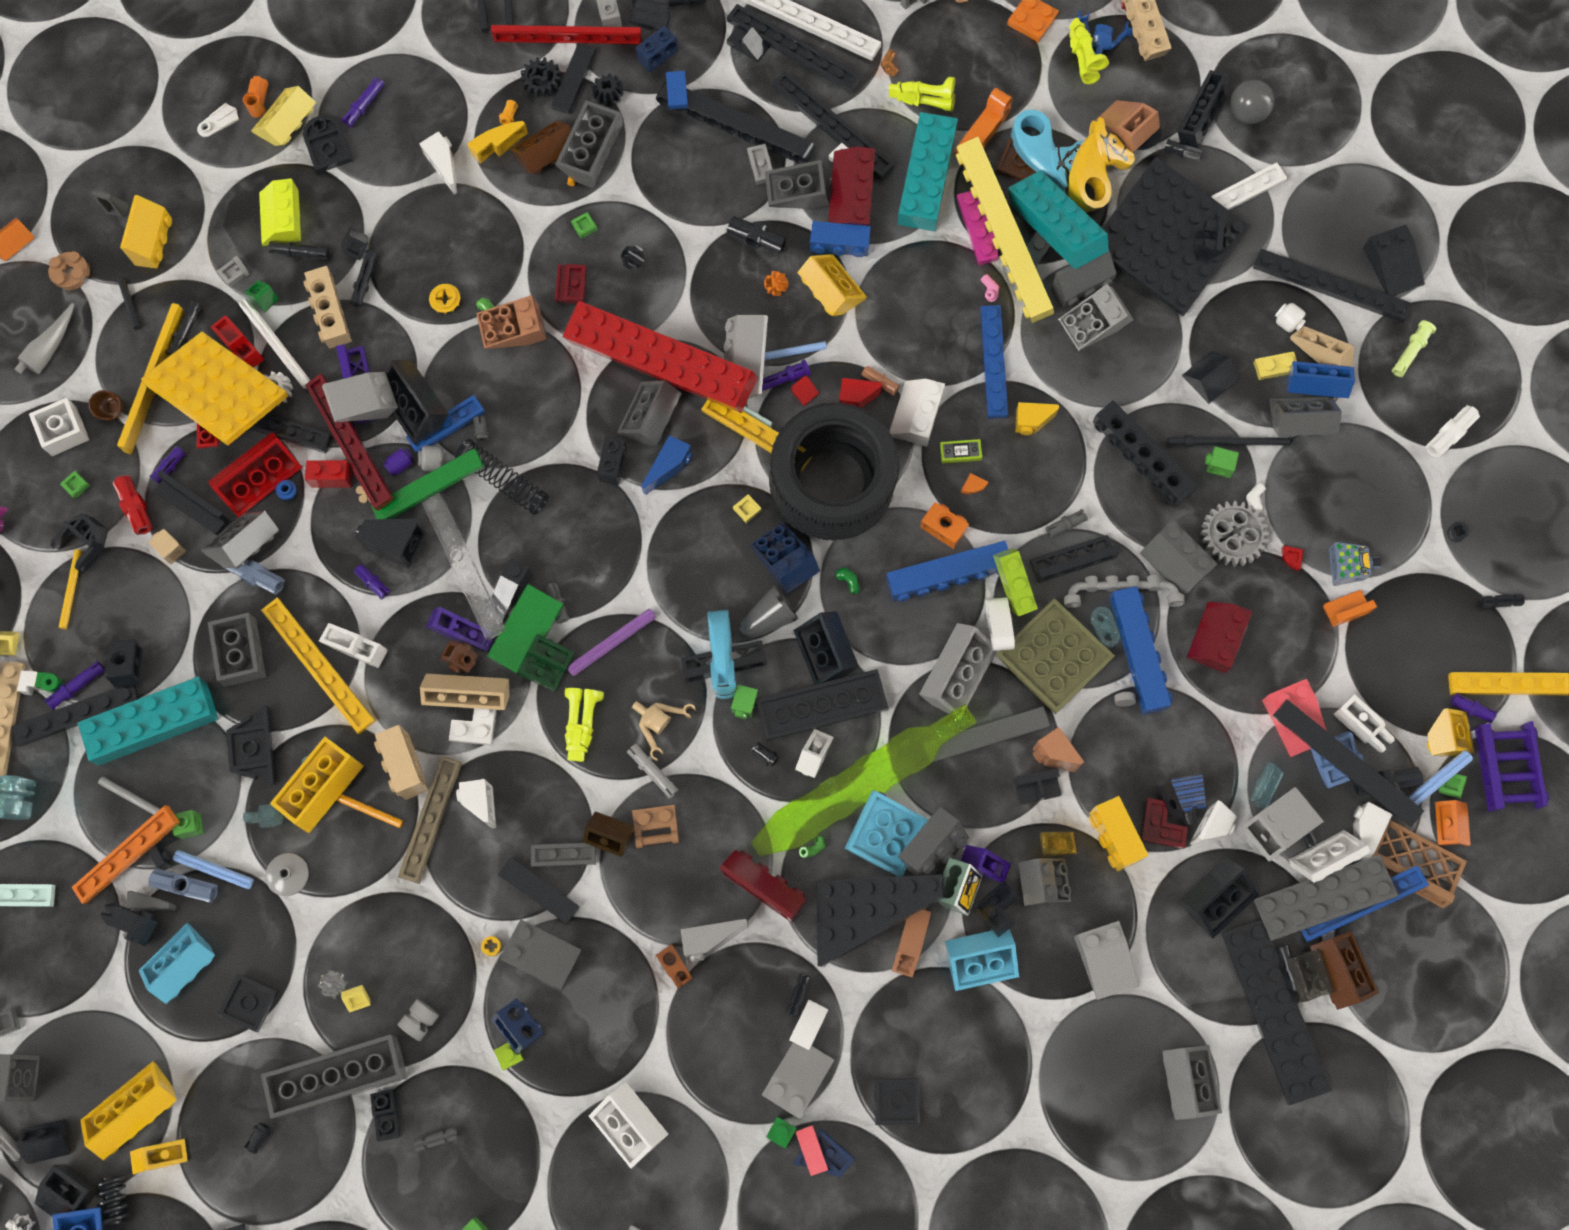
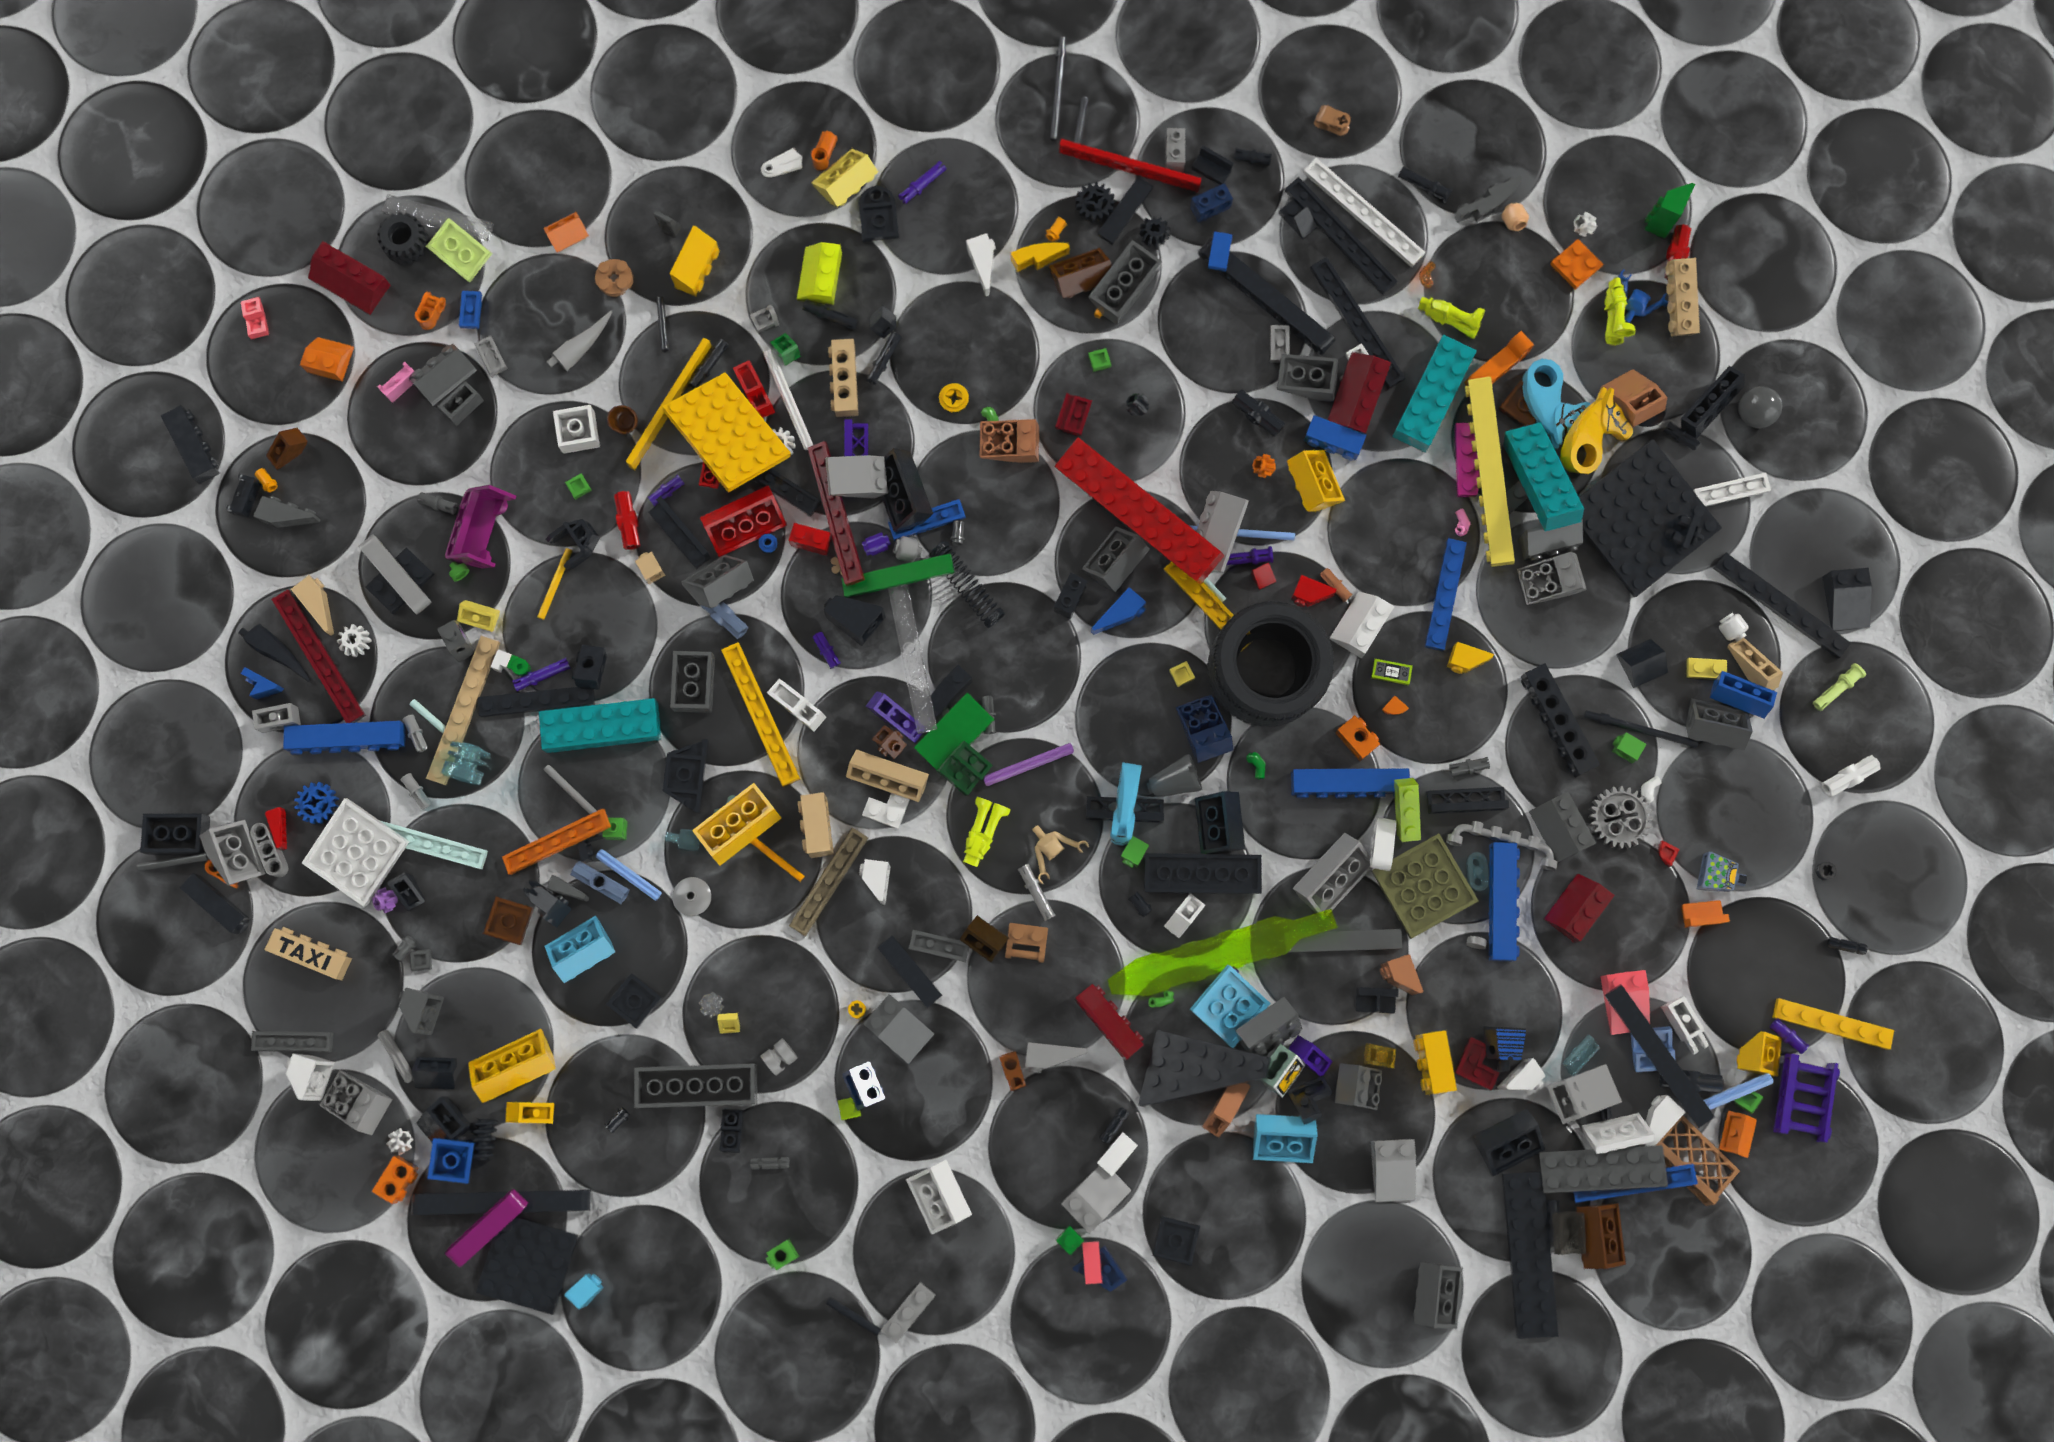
camera: 10 degrees right, 5 degrees up
(92, 953) = (508, 921): none -> reddish brown plate

